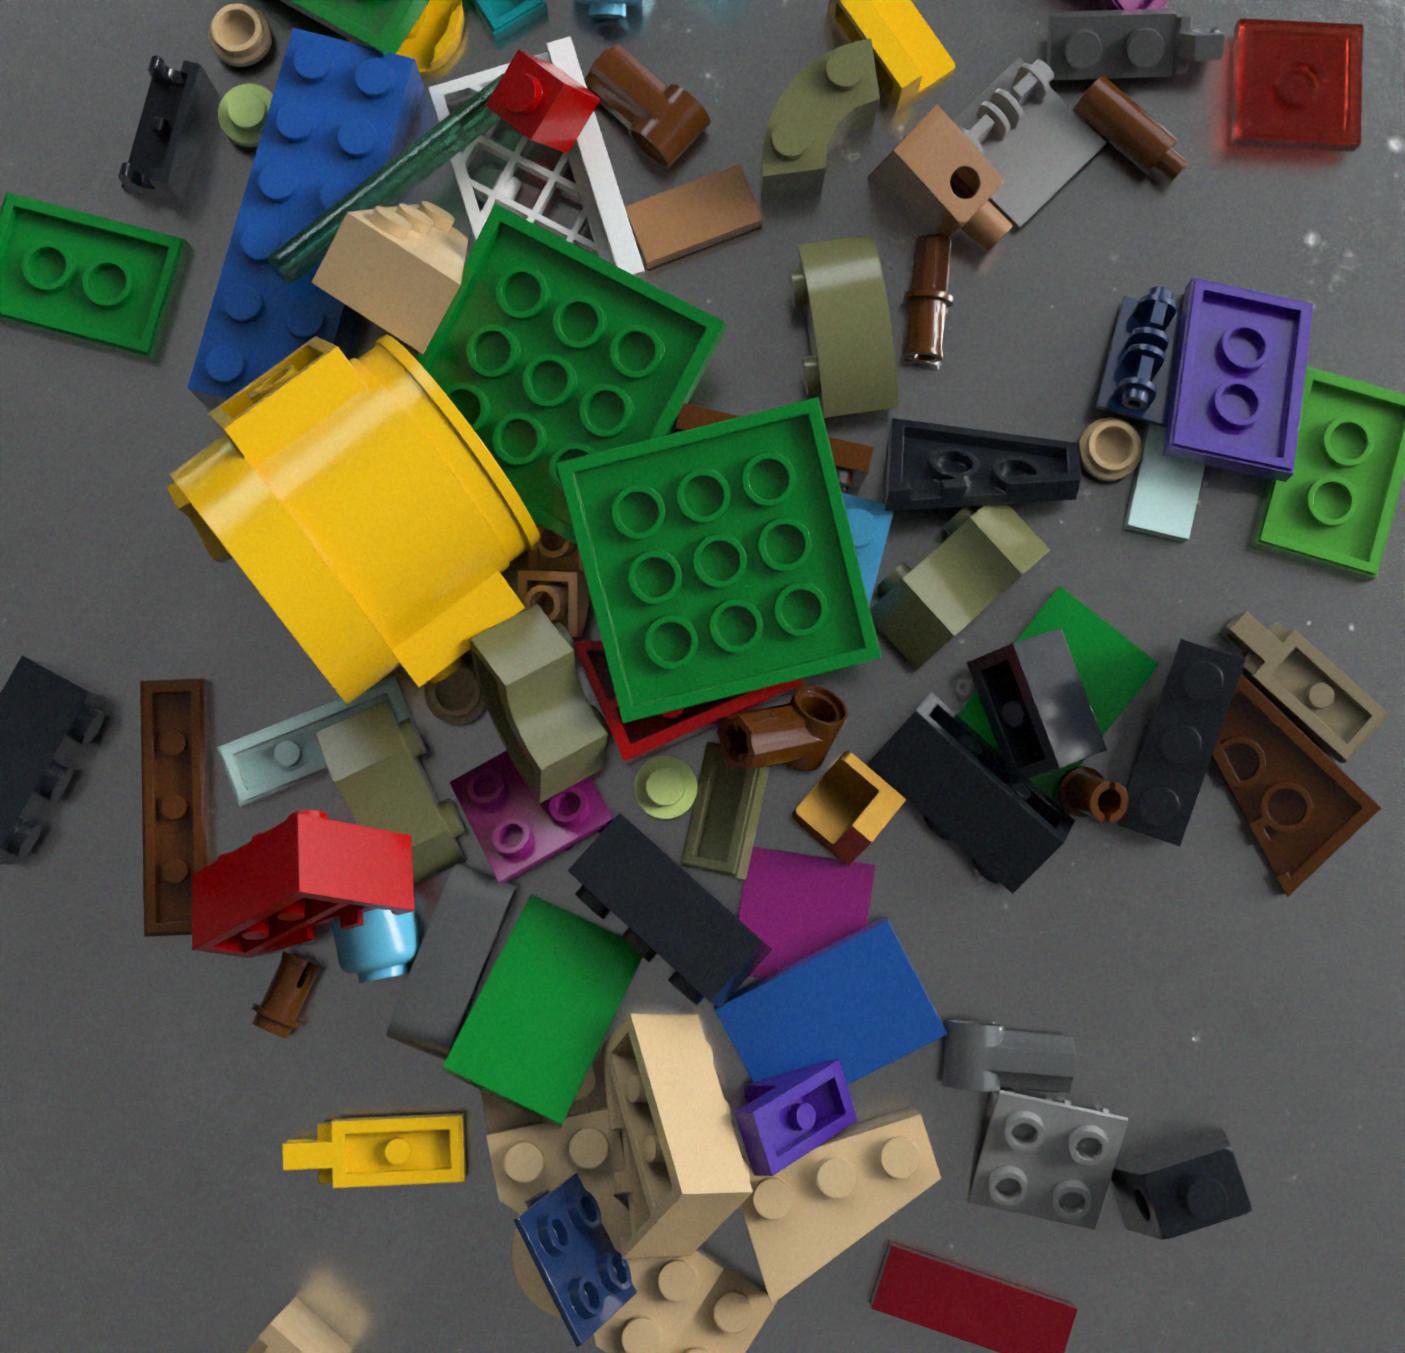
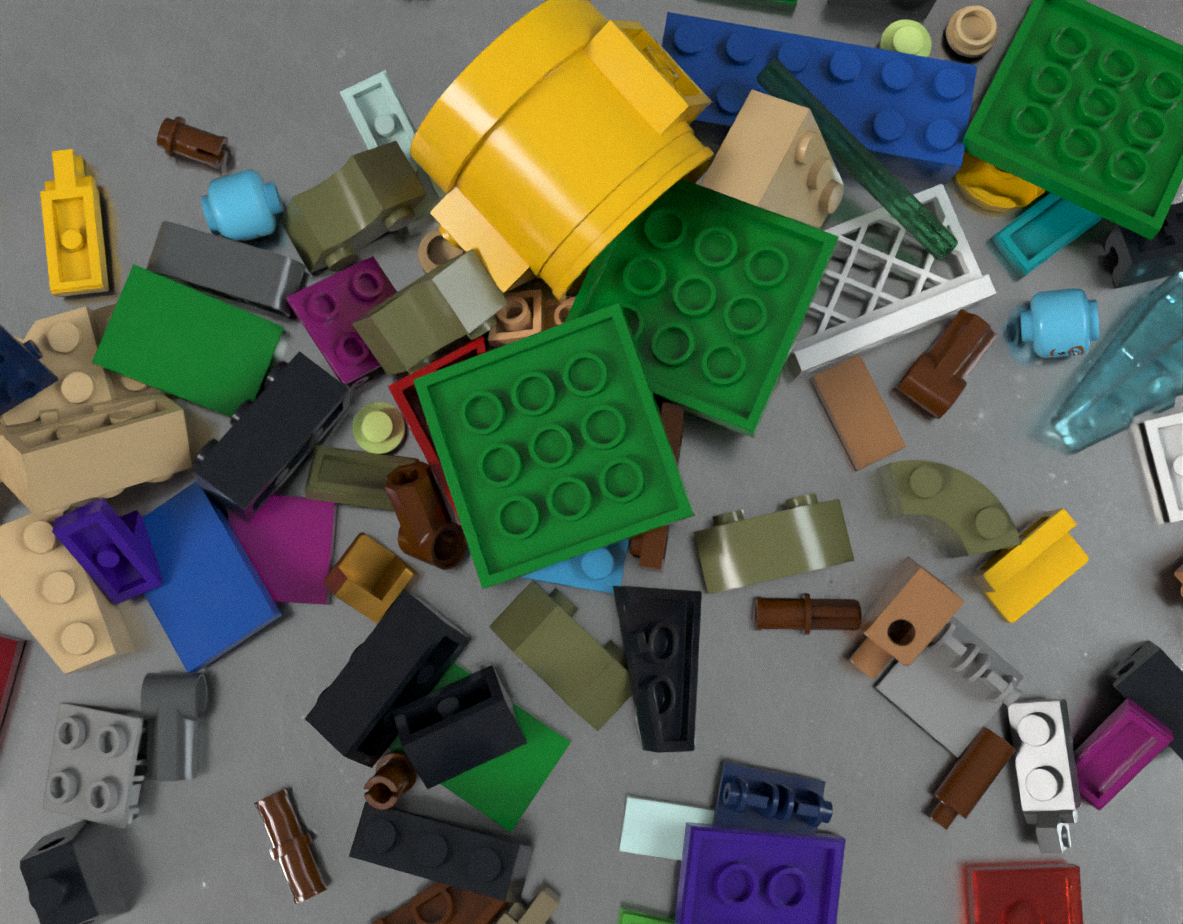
camera: 85 degrees right, 0 degrees up
(174, 799) = (336, 45): reddish brown tile -> none
(296, 880) = (273, 137): red wedge -> none
(542, 102) = (933, 272): red brick -> none
(1110, 449) = (691, 778): tan plate -> none
(1159, 925) = (290, 846): none -> reddish brown pin

